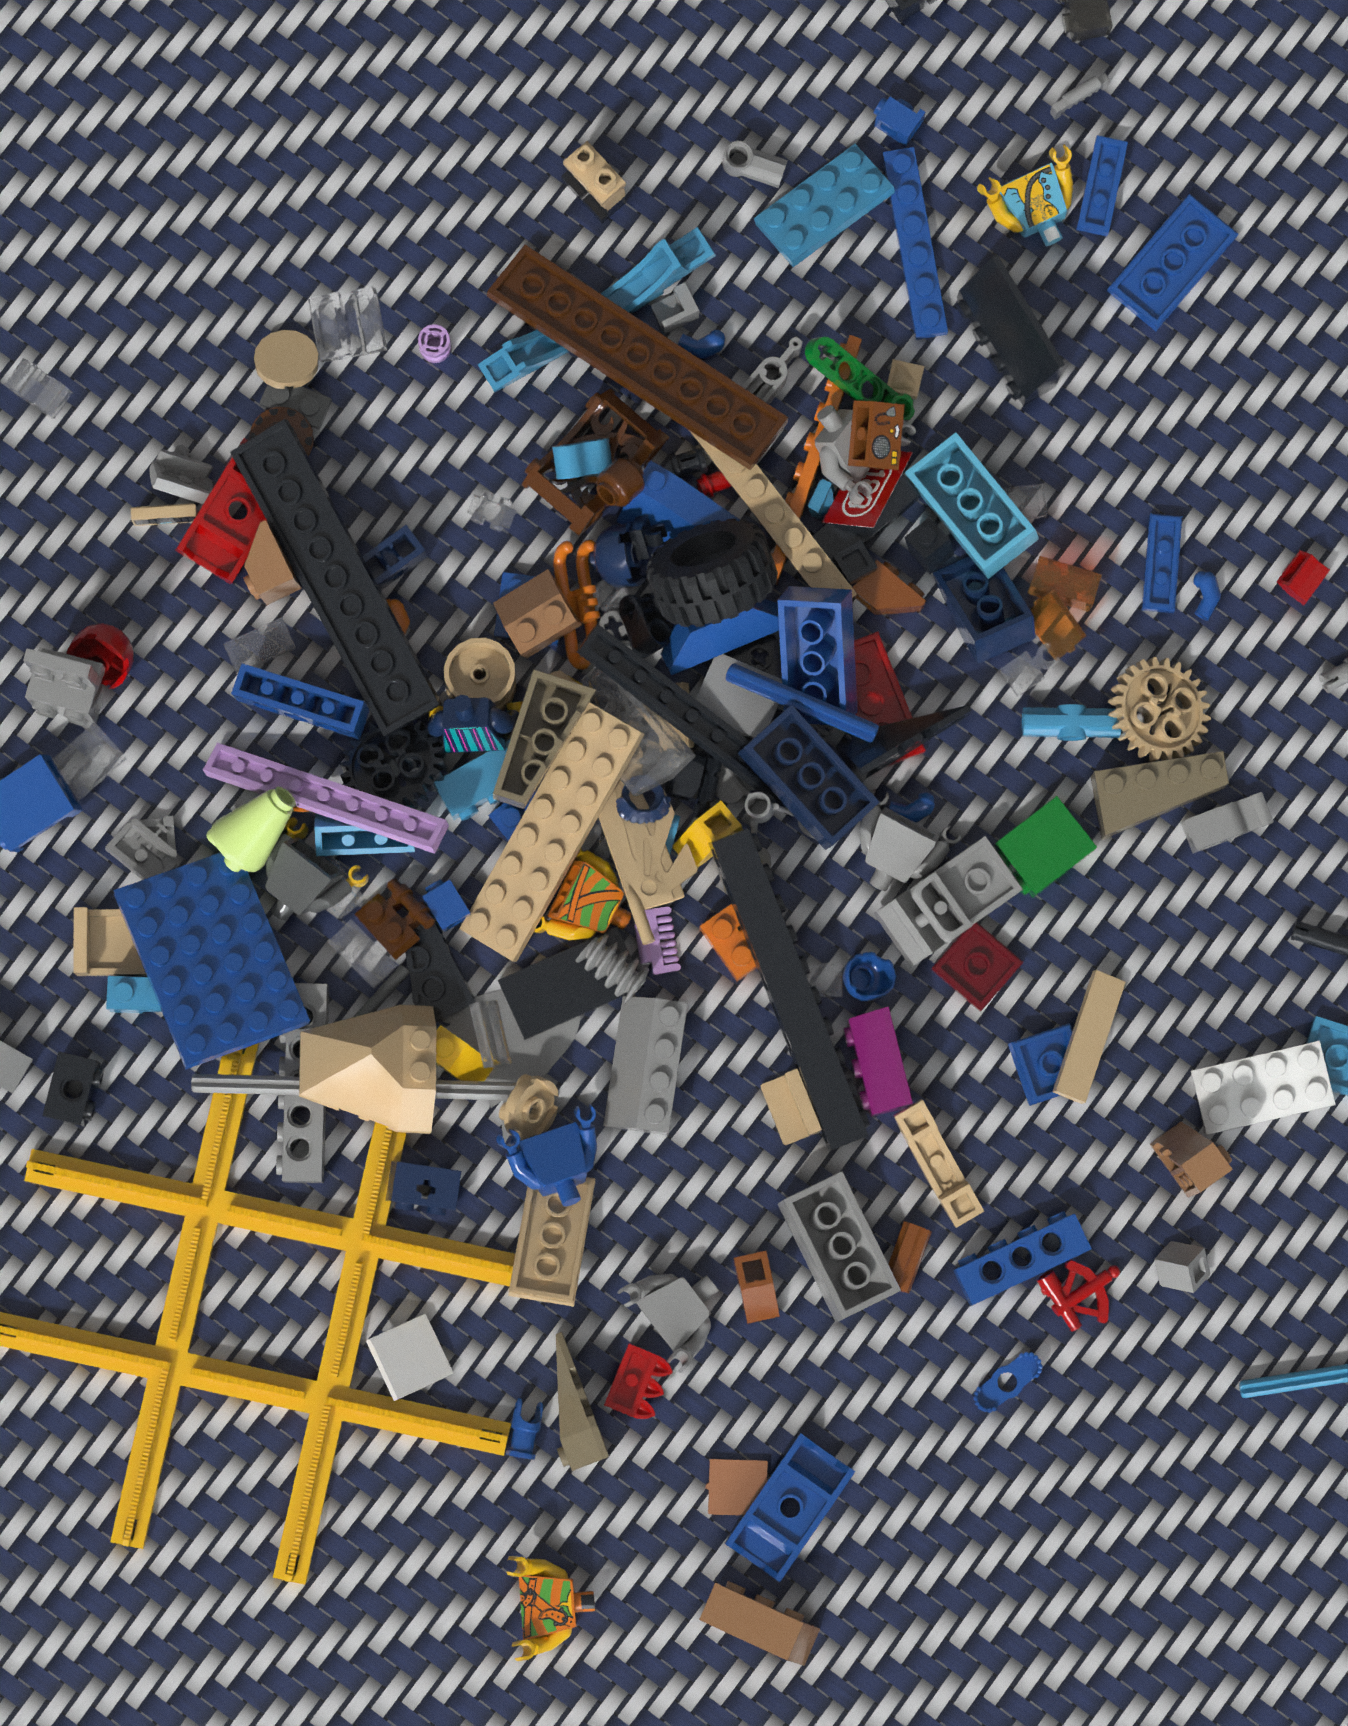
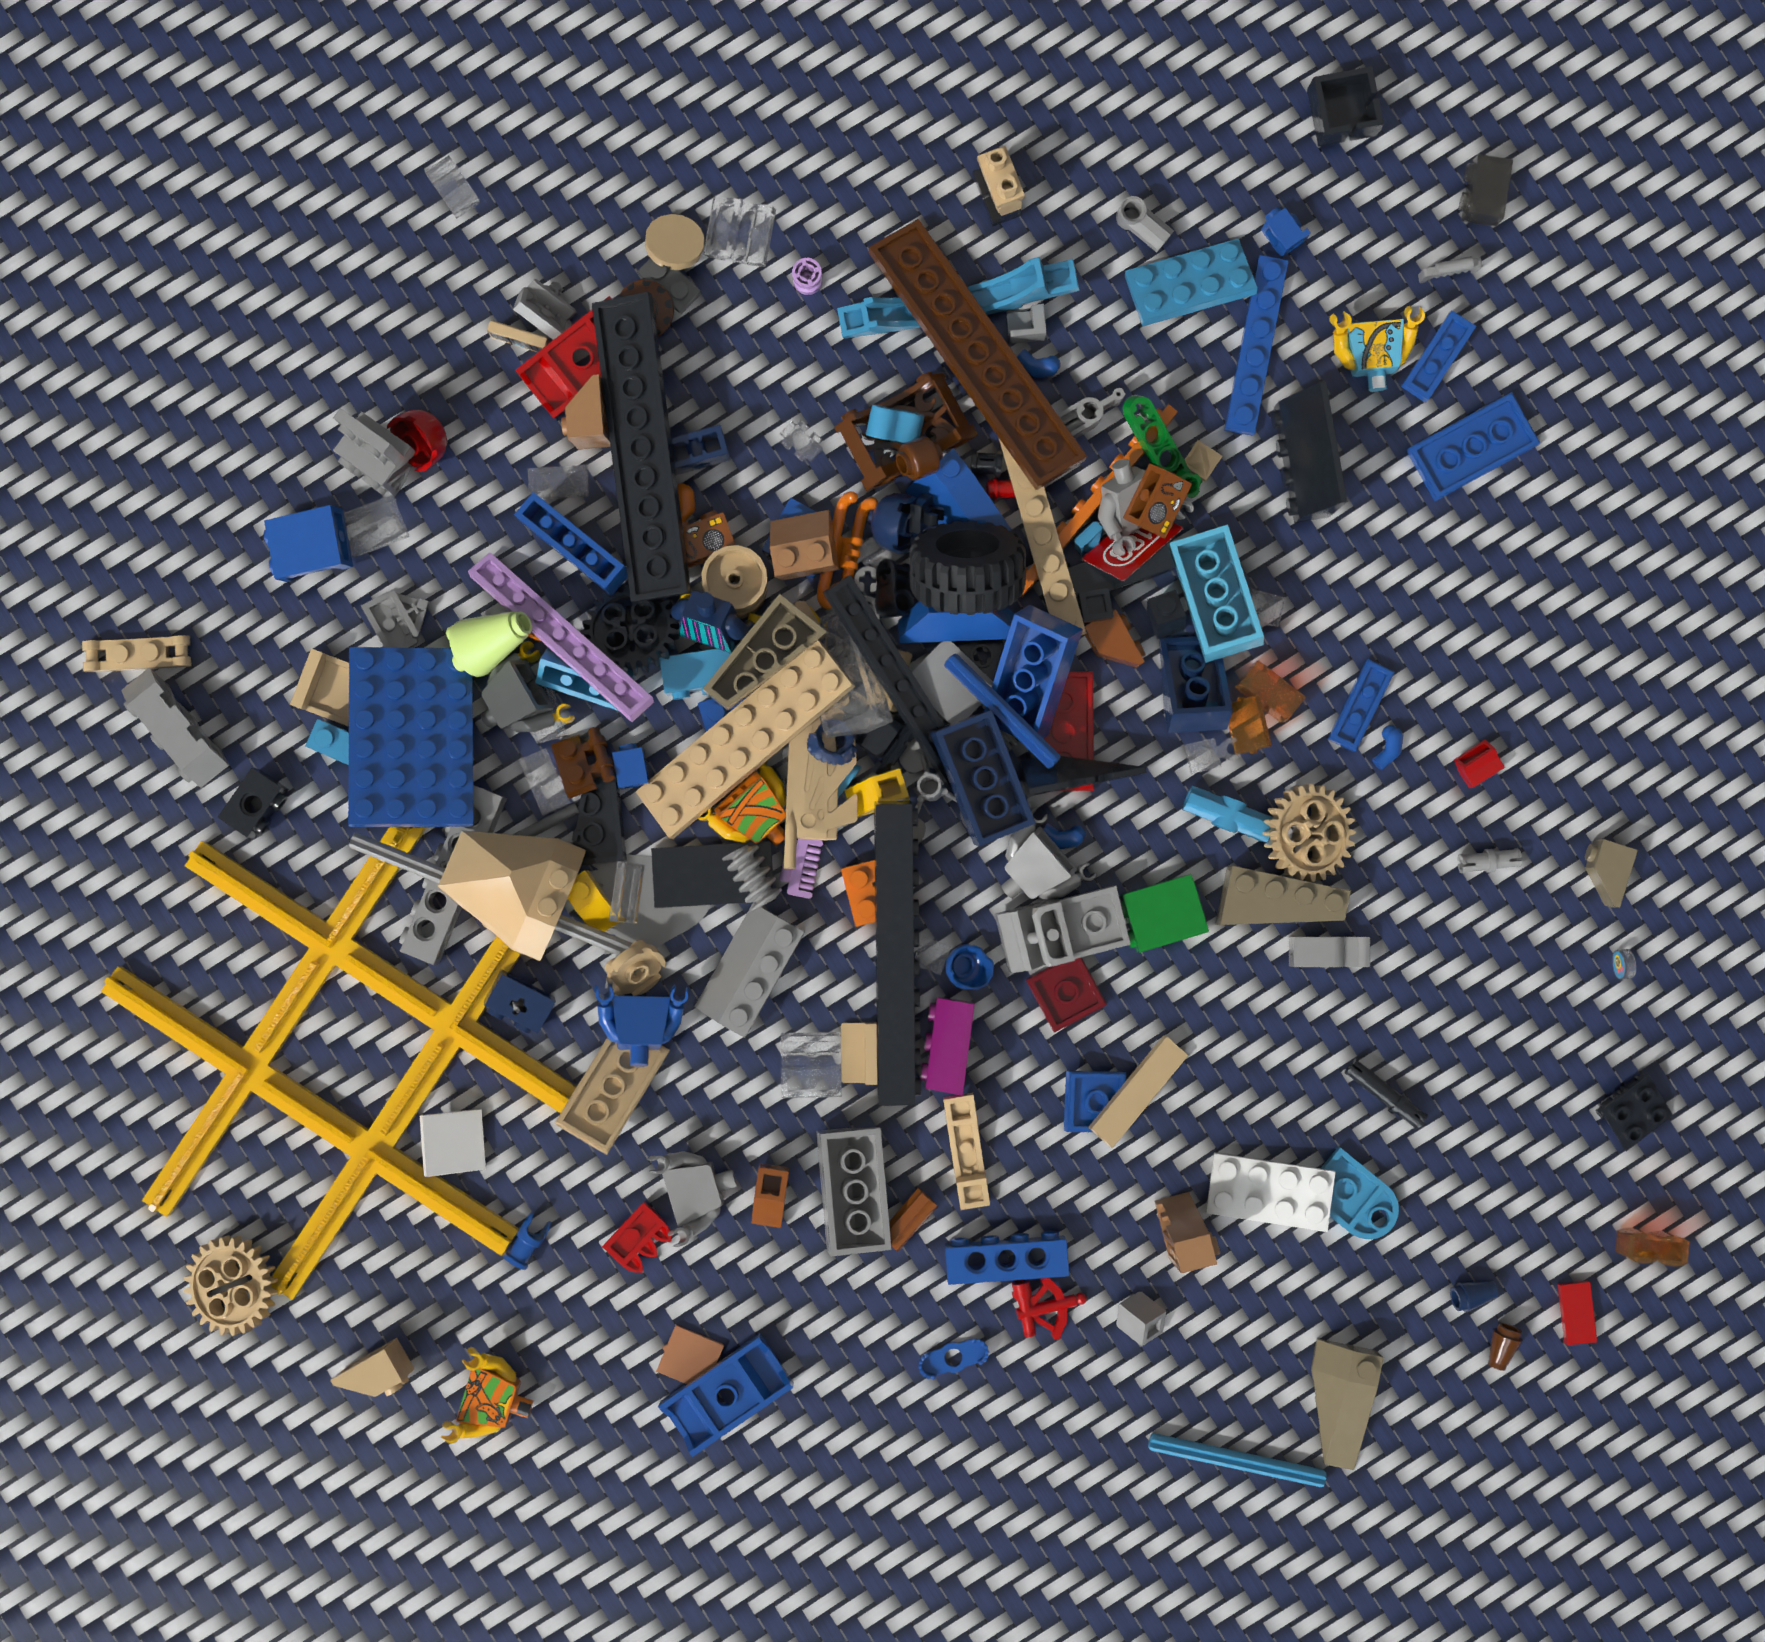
camera: 20 degrees right, 5 degrees up
(256, 1614) = (240, 1312): none -> tan gear
(423, 1618) = (377, 1372): none -> tan slope
(435, 642) = (706, 537): none -> dark orange brick
(578, 1428) = (572, 1262): dark tan wedge -> none
(746, 1138) = (811, 1065): none -> clear slope
(760, 1623) = (662, 1484): medium nougat wedge -> none

